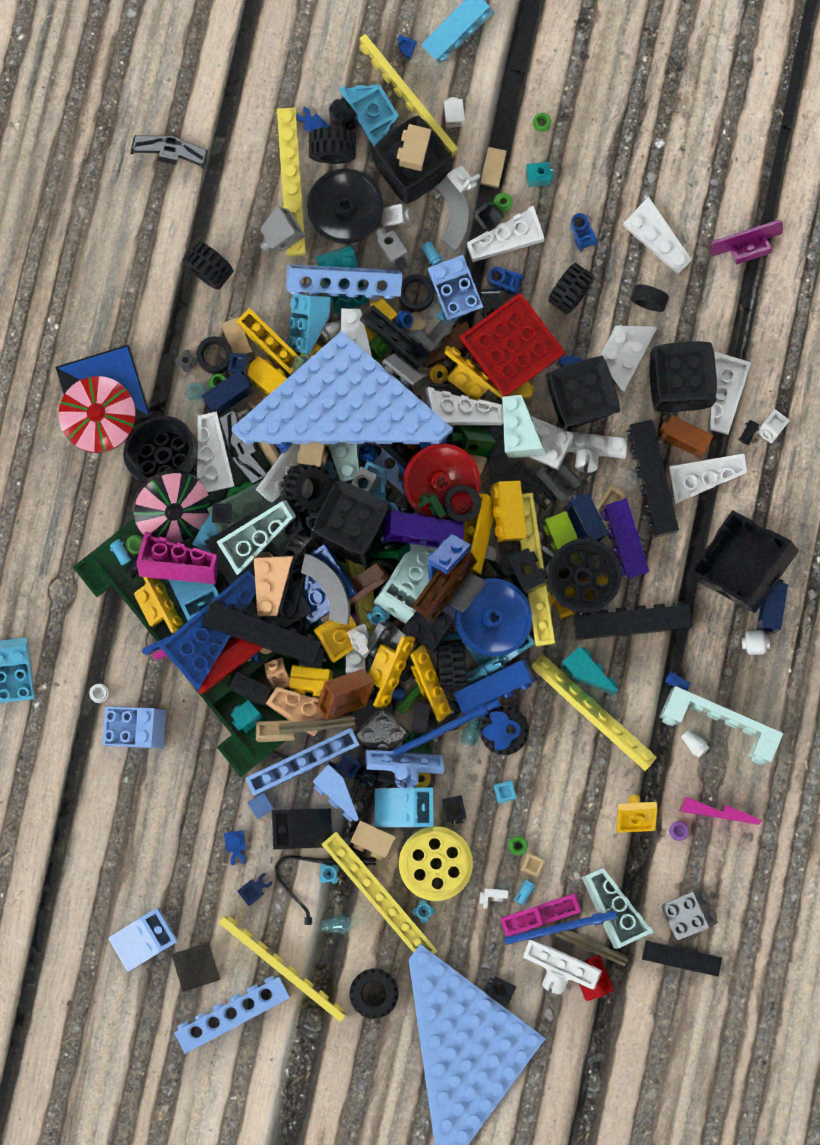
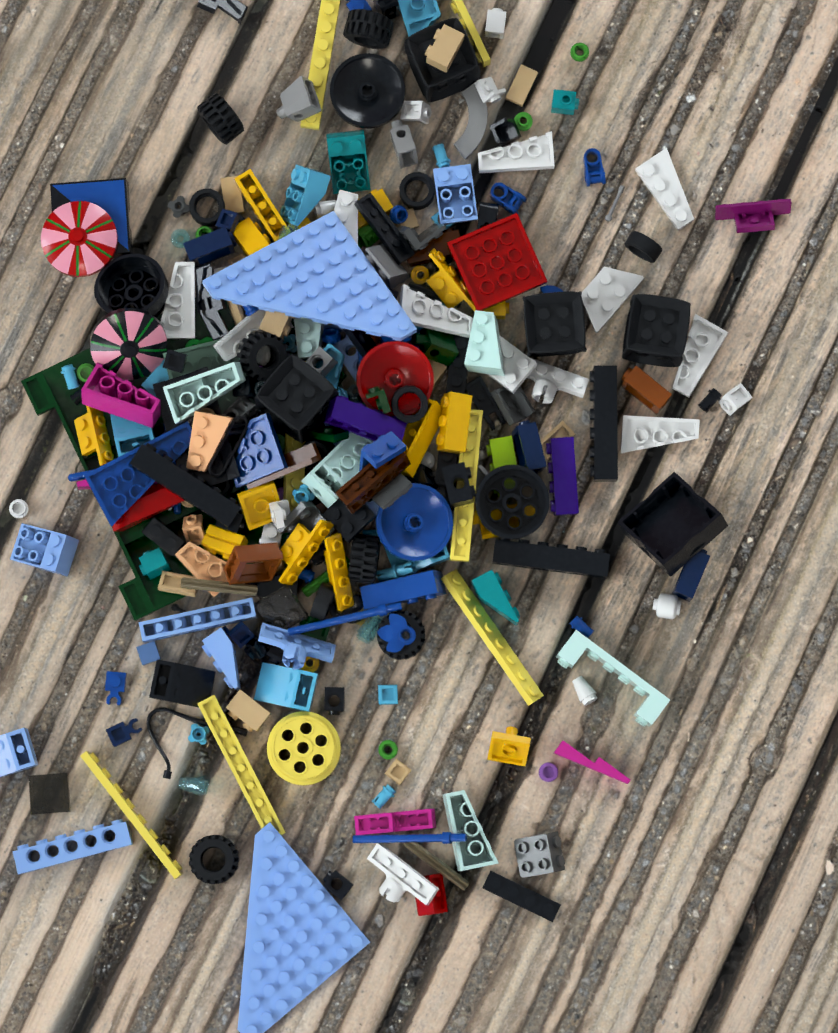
camera: 20 degrees right, 0 degrees up
(296, 273) = (340, 154): light blue brick -> none
(332, 586) = (264, 456): light grey tile -> none
(423, 916) = (281, 786): medium azure plate -> none
(496, 894) = (355, 792): white bracket -> none
(571, 288) = (568, 220): black tyre -> none

